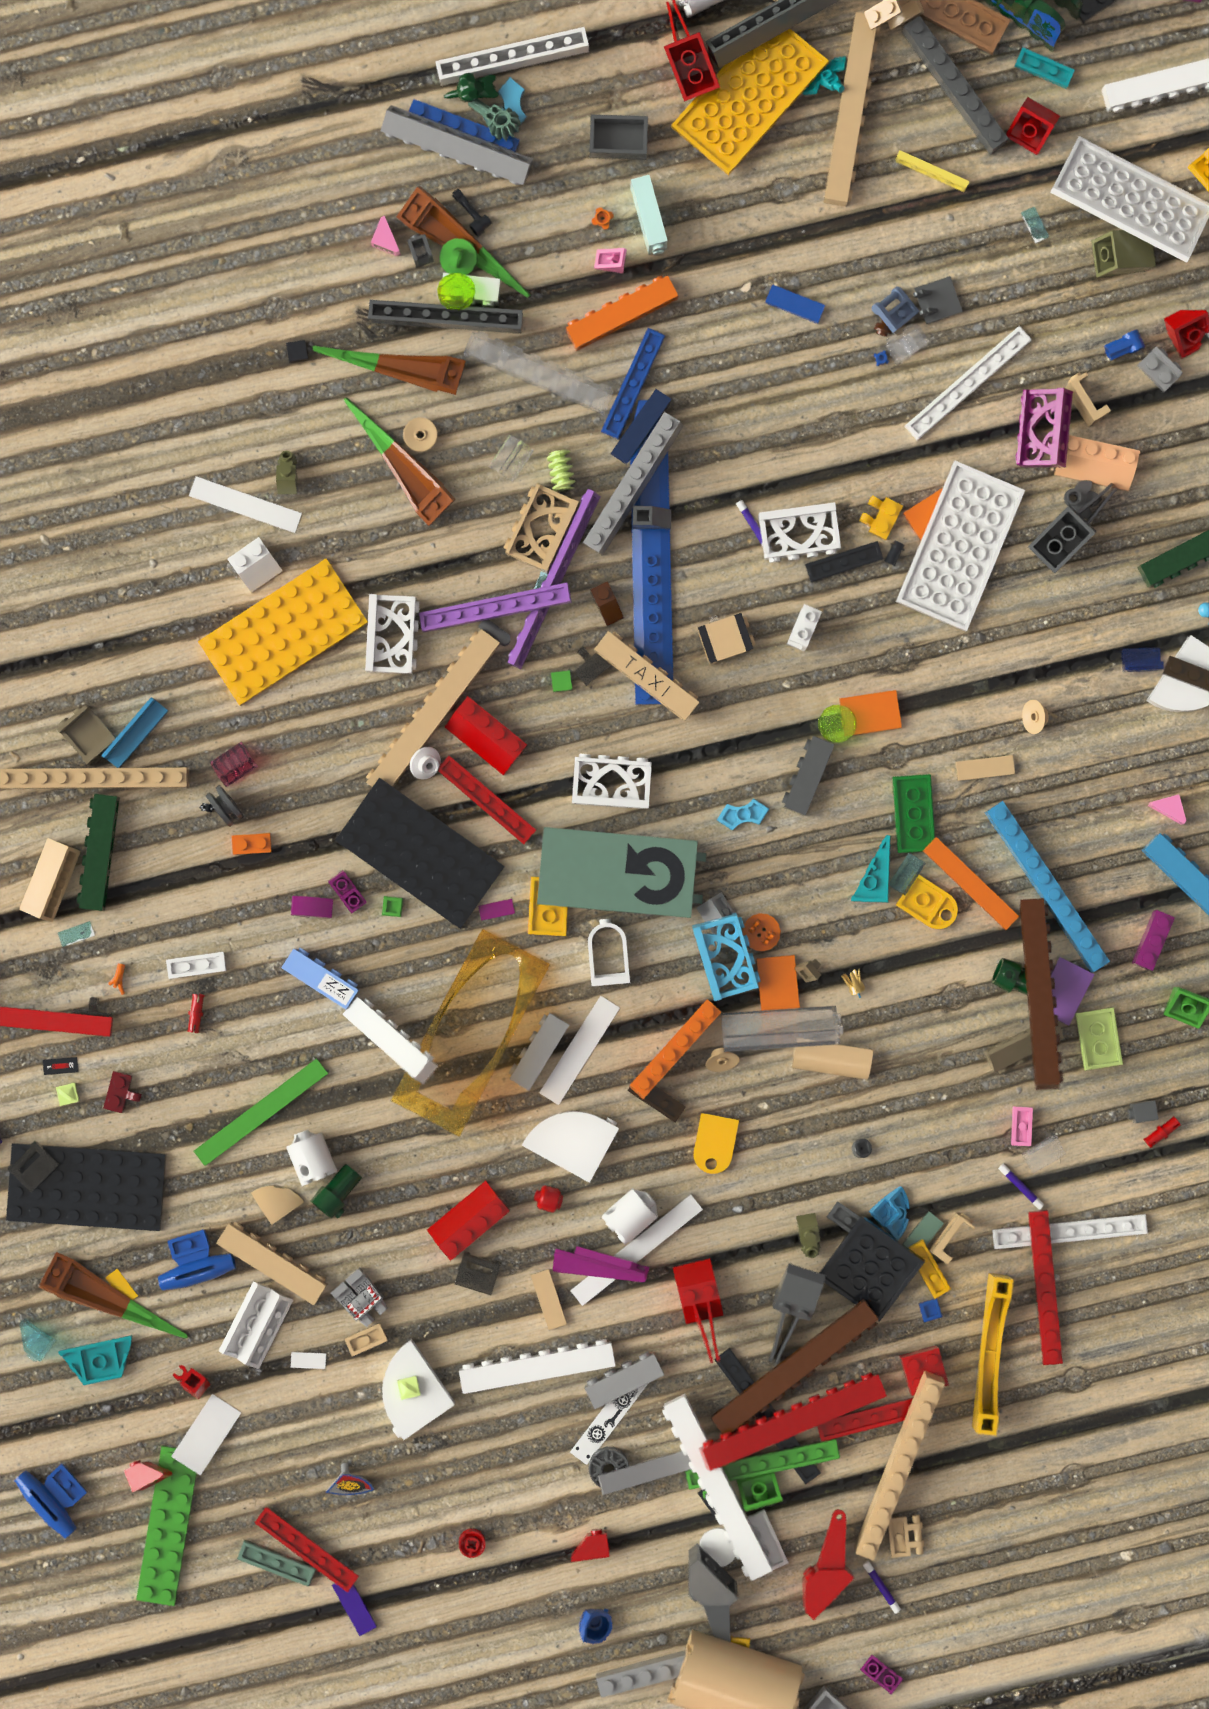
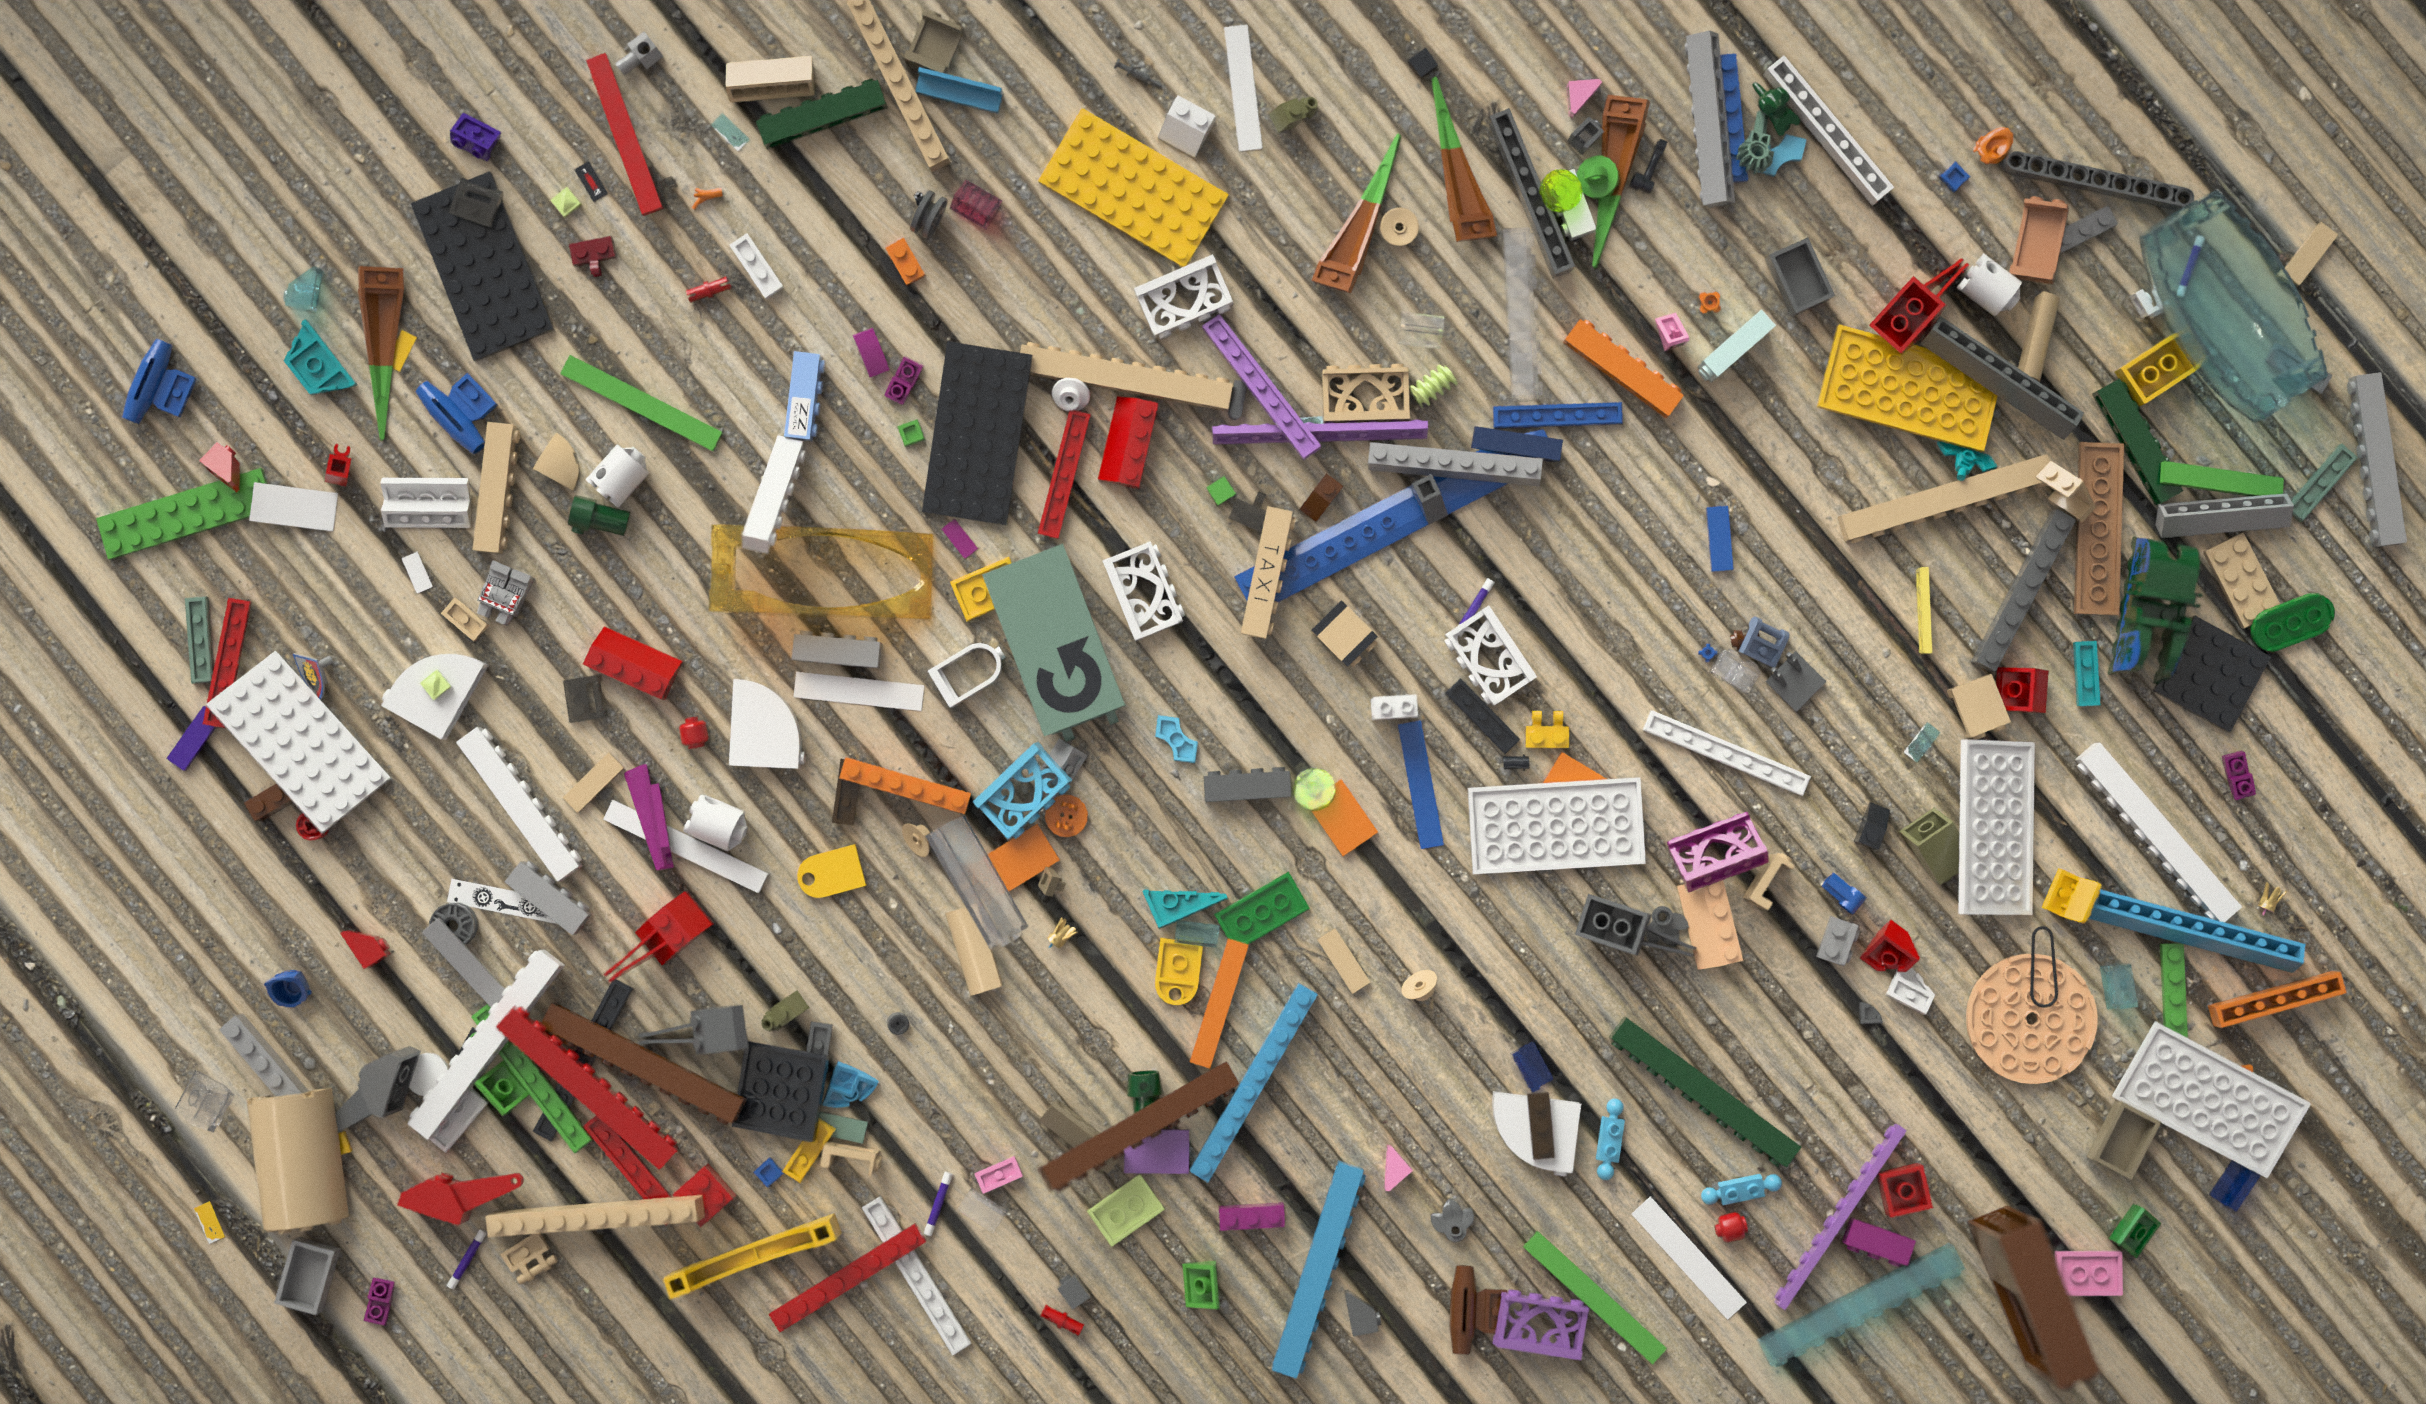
camera: 70 degrees right, 0 degrees up
(191, 584) = (1135, 73): none -> dark grey piece
(399, 1521) = (298, 742): none -> white plate
(436, 1567) = (267, 803): none -> reddish brown brick
(874, 637) = (1420, 784): none -> blue sticker
(1029, 164) = (1980, 706): none -> tan panel
(1083, 296) = (1873, 826): none -> black slope

